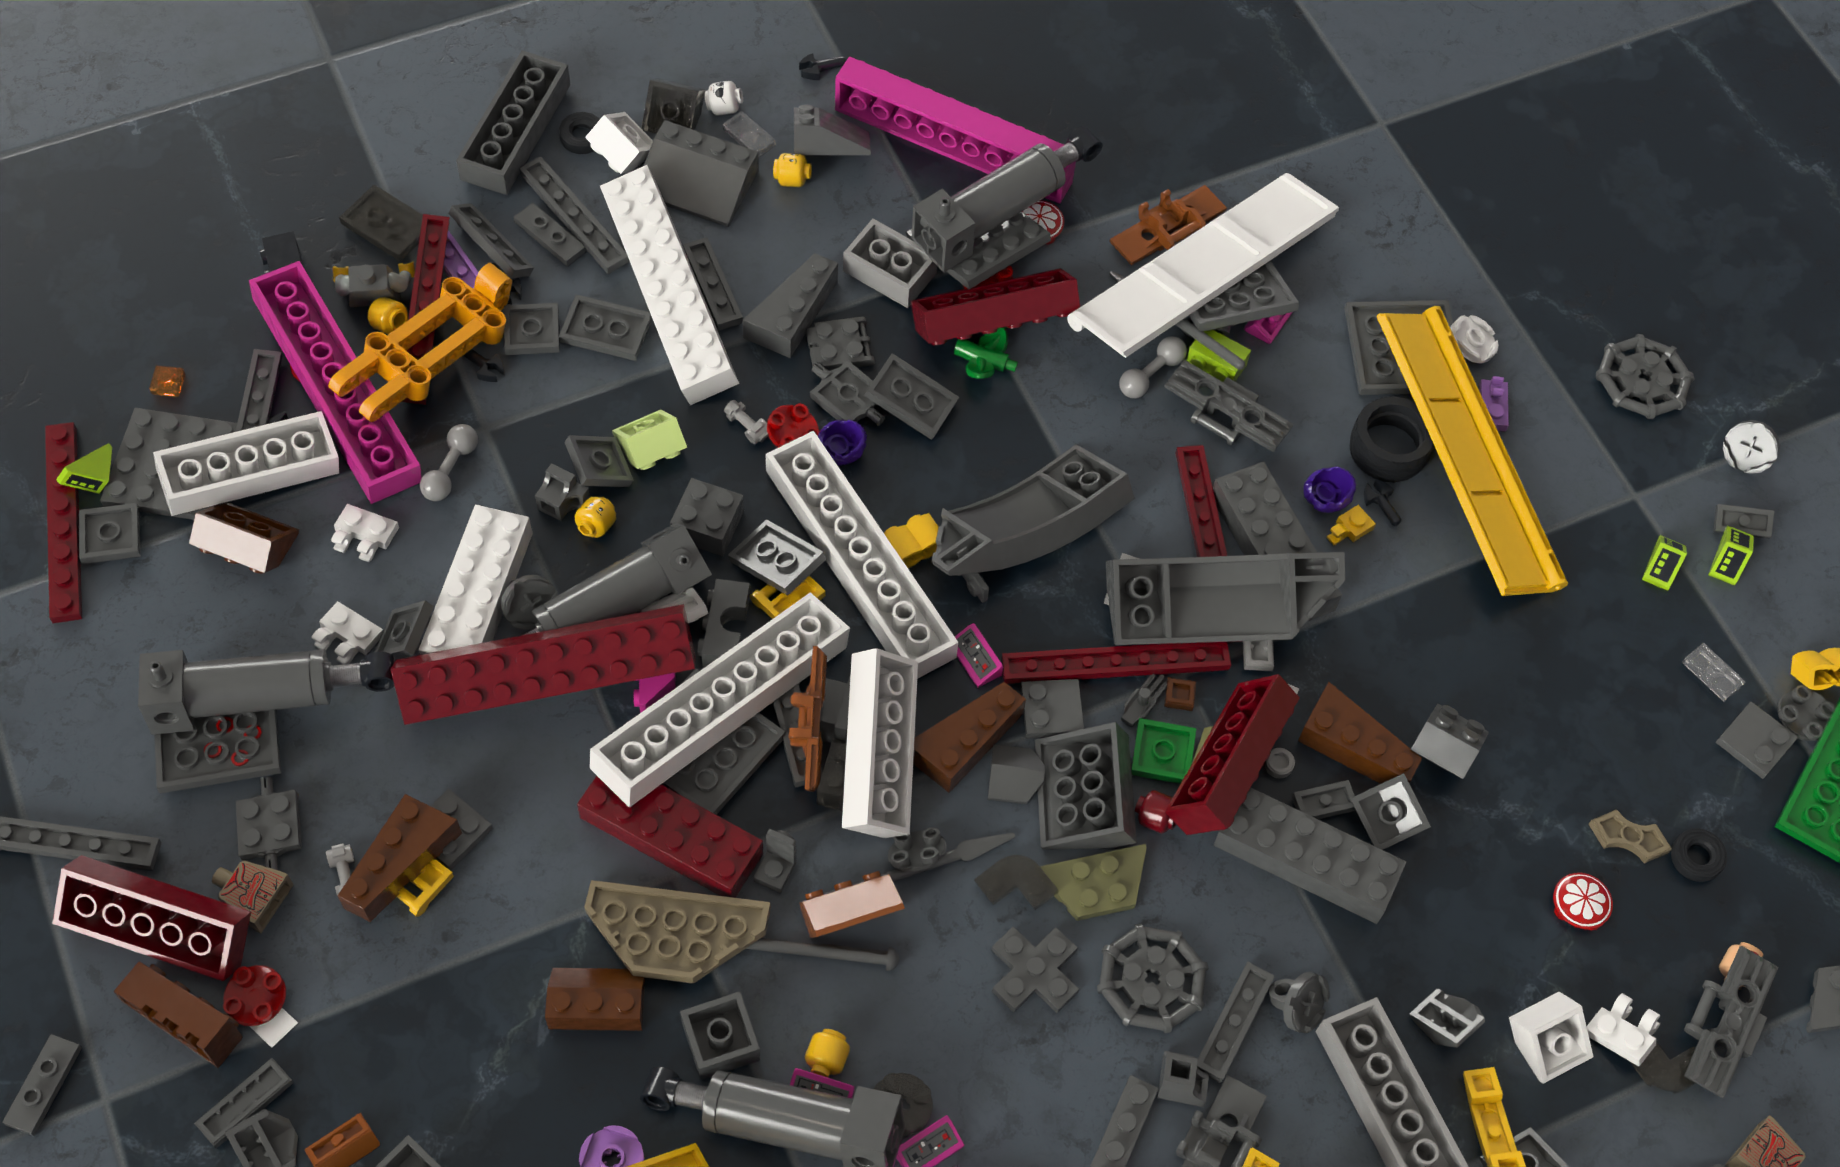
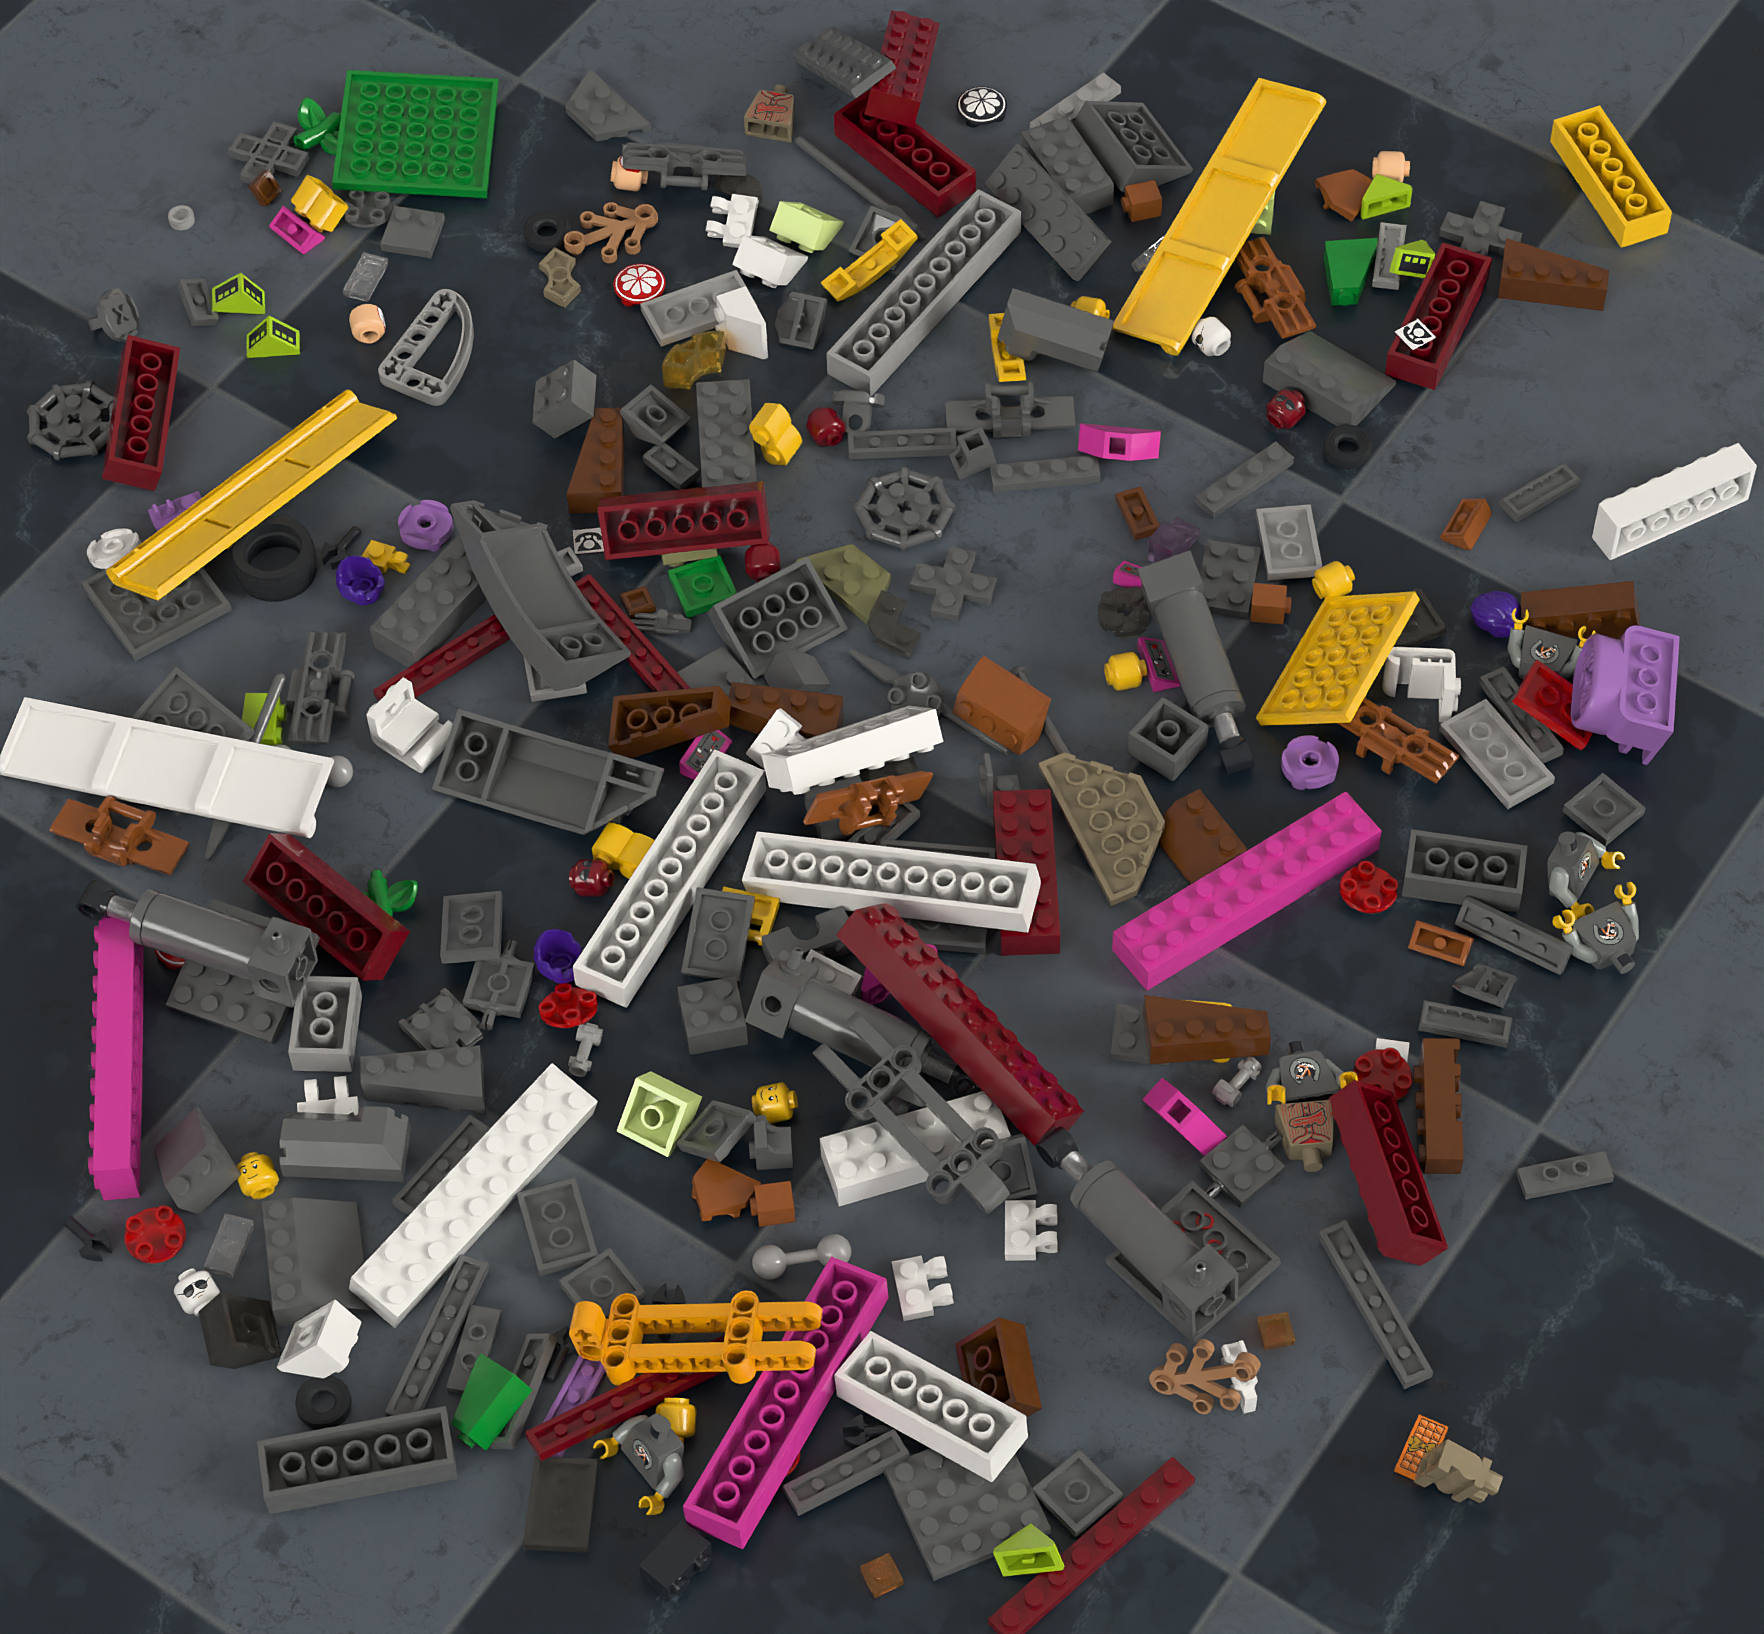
camera: 115 degrees left, 5 degrees down
(85, 695) = (1245, 1389): none -> white plate
(108, 654) = (1169, 1381): none -> medium nougat plant
(109, 752) = (1275, 1331): none -> clear orange plate
(297, 922) = (1305, 1077): none -> torso
(343, 799) = (1184, 1117): none -> dark pink slope
(404, 596) = (979, 1180): none -> dark grey beam
(441, 1117) = (1368, 888): none -> red dish
(496, 214) = (488, 1403): none -> green slope
(509, 470) = (773, 1204): none -> dark orange brick
(513, 1007) = (1246, 890): none -> dark pink brick
(547, 445) = (721, 1190): none -> dark orange slope
(769, 222) = (346, 1145): none -> dark grey brick
(791, 95) = (154, 1234): none -> red dish
(818, 237) = (341, 1105): none -> white plate
(903, 503) = (591, 877): none -> dark red head
(939, 706) = (778, 733): none -> white plate
(1021, 626) = (665, 718): none -> reddish brown wedge
(1148, 450) = (407, 727): none -> white piece
(1294, 960) = (824, 426): none -> dark red head
(1301, 897) = (775, 434): none -> yellow brick
(1365, 586) = (430, 537): none -> medium lavender plate
(1447, 885) = (694, 359): none -> clear yellow brick
(1469, 950) = (741, 323): none -> white slope
(1519, 935) = (688, 309): none -> light grey plate
(1533, 670) = (404, 367): none -> light grey beam
(1584, 1099) = (804, 226): none -> yellowish green slope
(1618, 411) = (141, 413): none -> dark red brick
(1647, 640) = (367, 323): none -> light nougat head
(1670, 917) = (641, 218): none -> medium nougat plant
(1810, 639) = (295, 230): none -> dark pink slope

